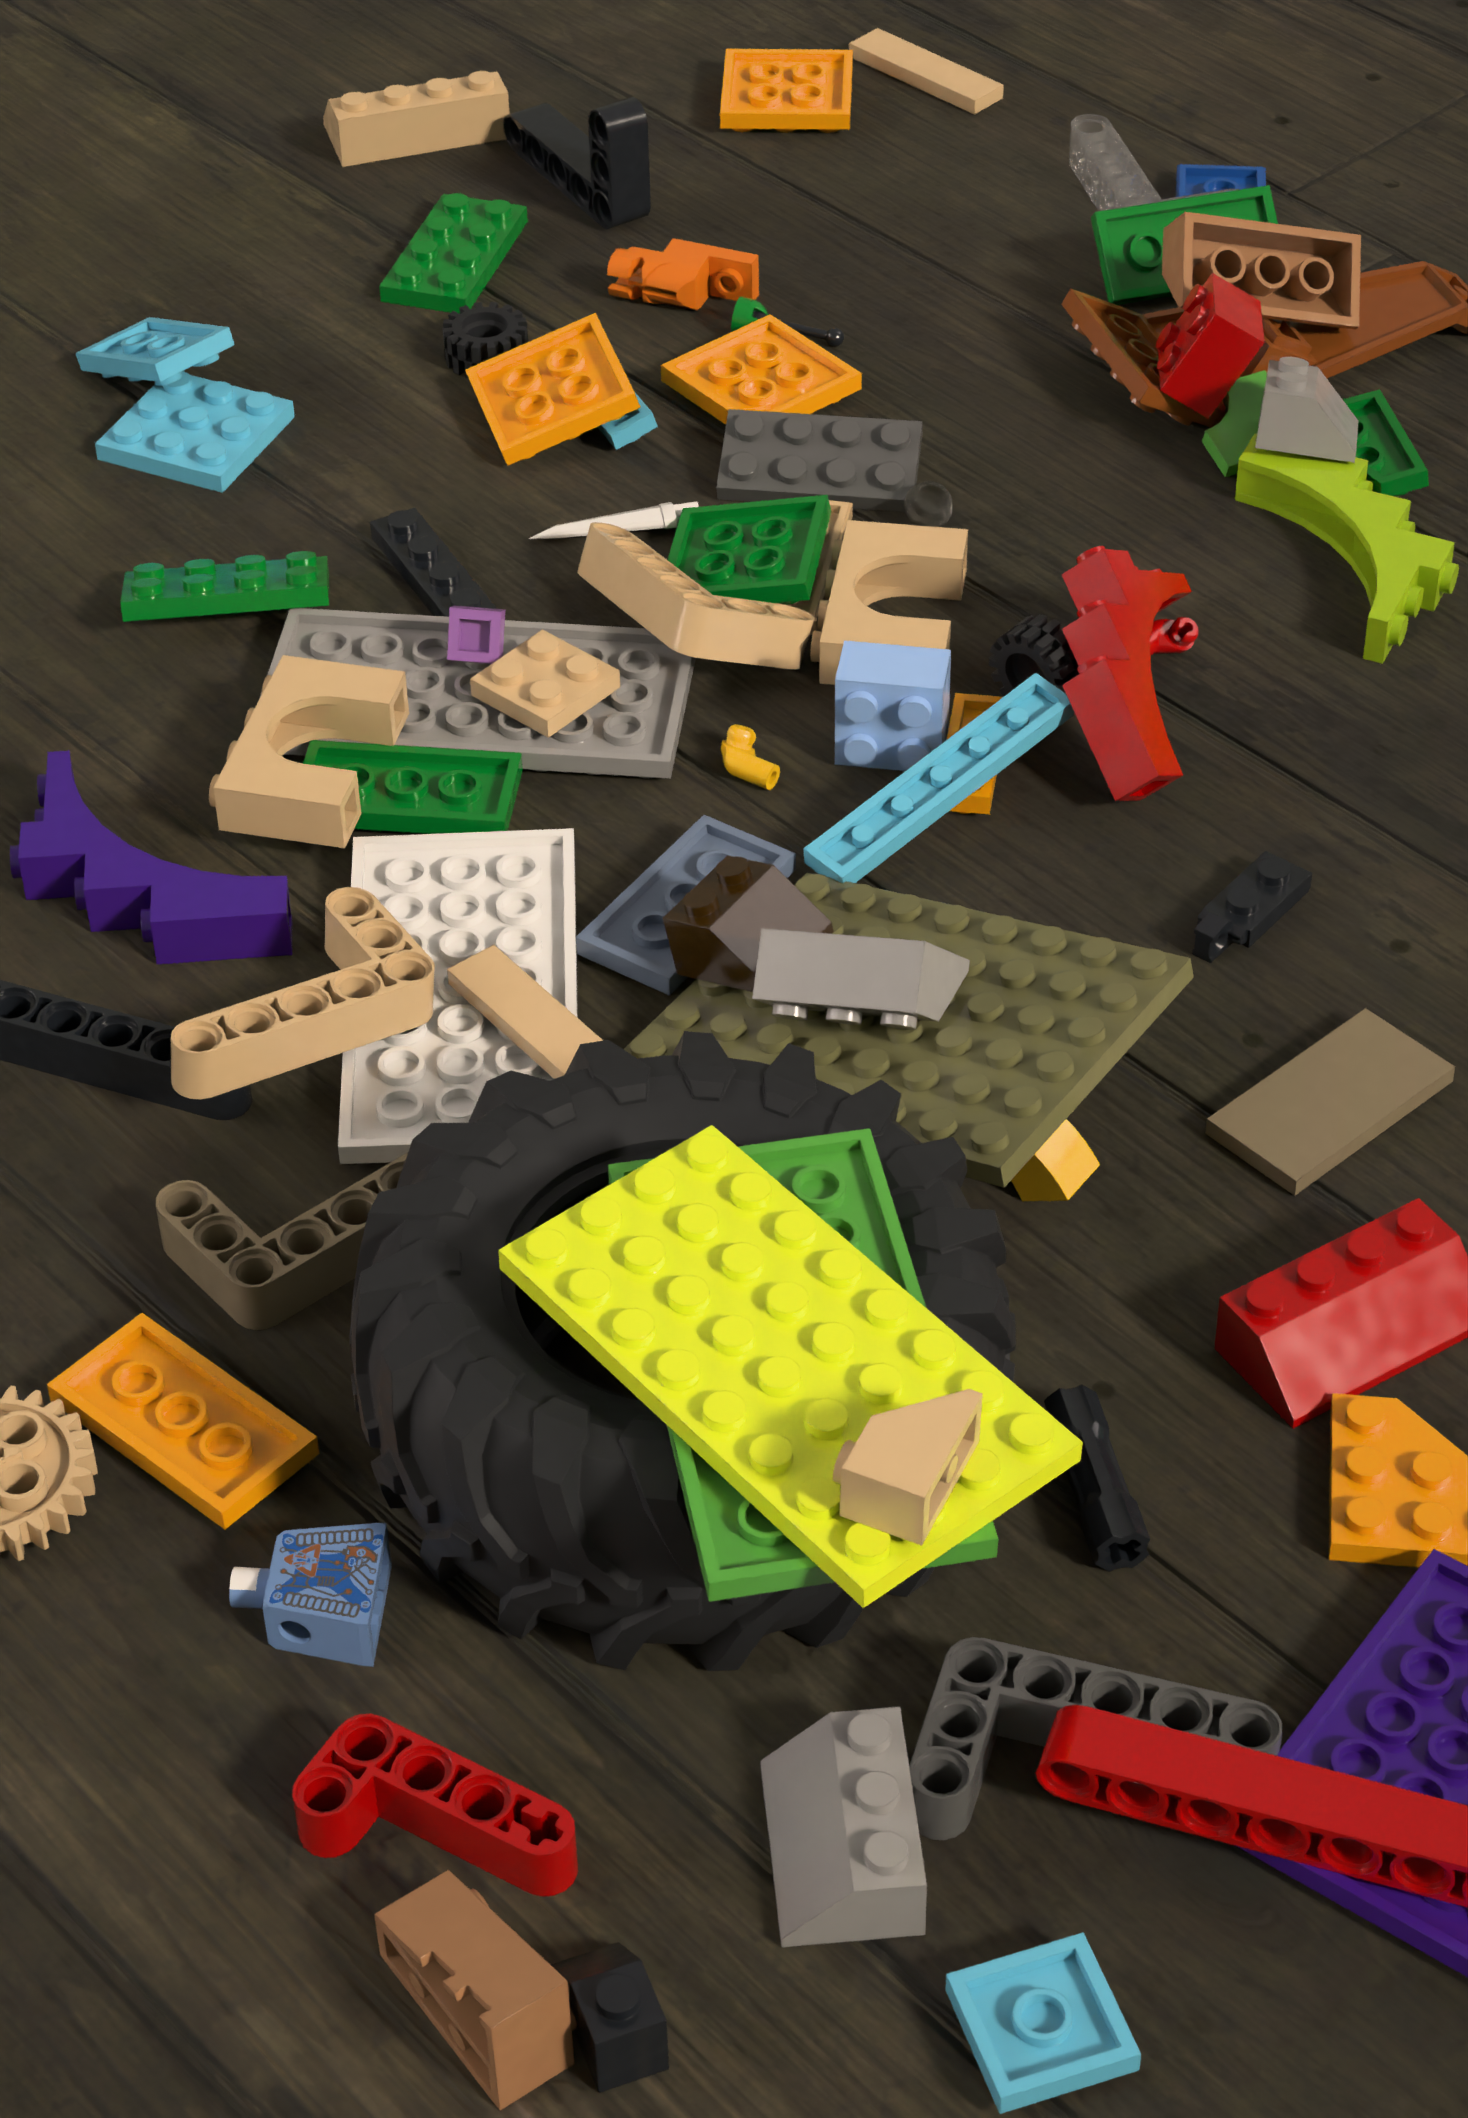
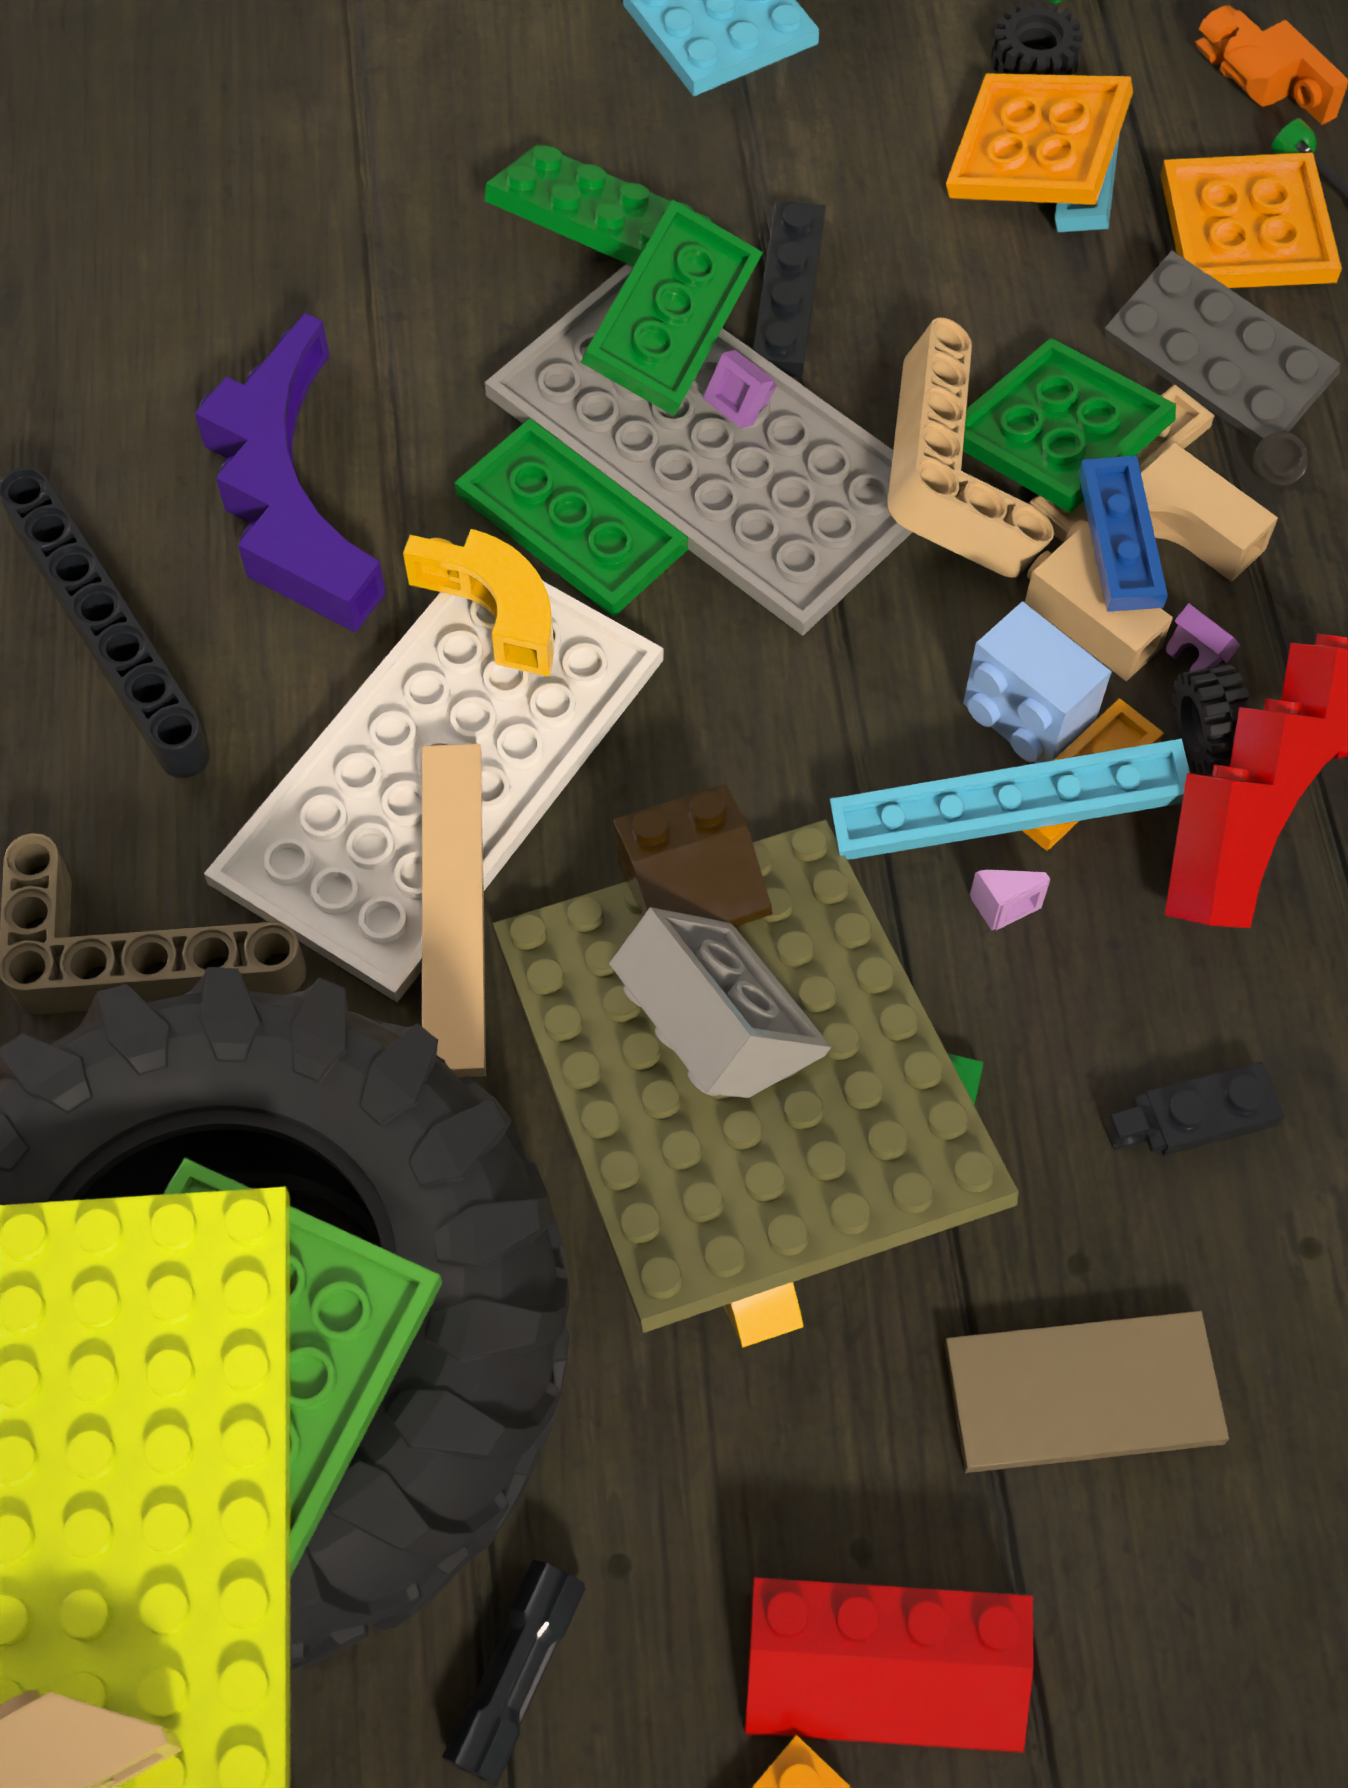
camera: 35 degrees right, 20 degrees up
(299, 704) = (531, 381): tan arch -> none
(370, 604) = (672, 307): none -> green plate
(377, 993) = (278, 725): tan beam -> none
(409, 840) = (501, 583): none -> yellow arch
(545, 683) = (763, 473): tan plate -> none
(631, 930) = (751, 753): sand blue plate -> none
(661, 516) = (1007, 323): white bar -> none
(741, 758) = (879, 651): yellow arm -> none
(869, 581) = (1122, 534): none -> blue plate
(977, 629) = (1200, 632): none -> medium lavender tile
(988, 846) = (1008, 895): none -> lavender slope

